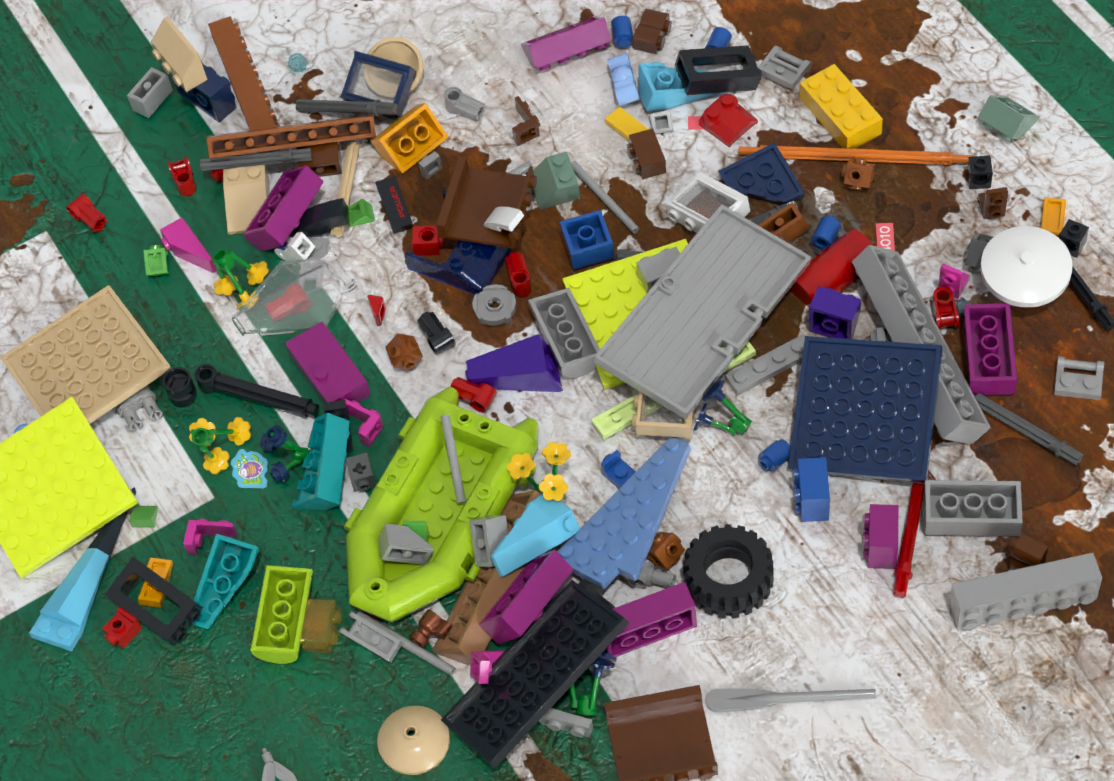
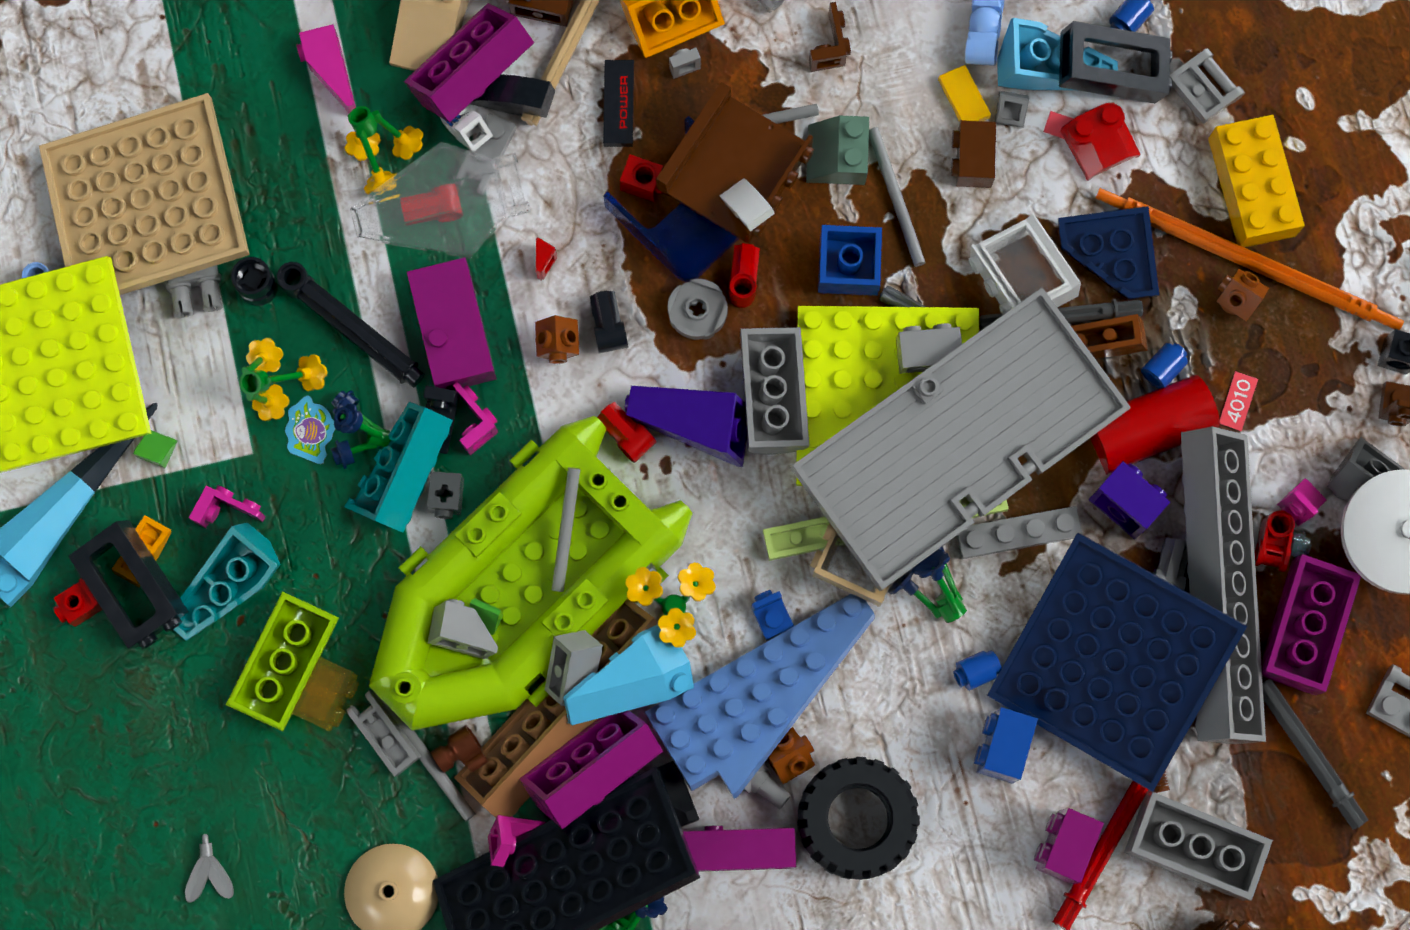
camera: 10 degrees right, 20 degrees up
(156, 260) = (282, 74): bright green bracket -> none
(360, 213) = (571, 99): bright green slope -> none

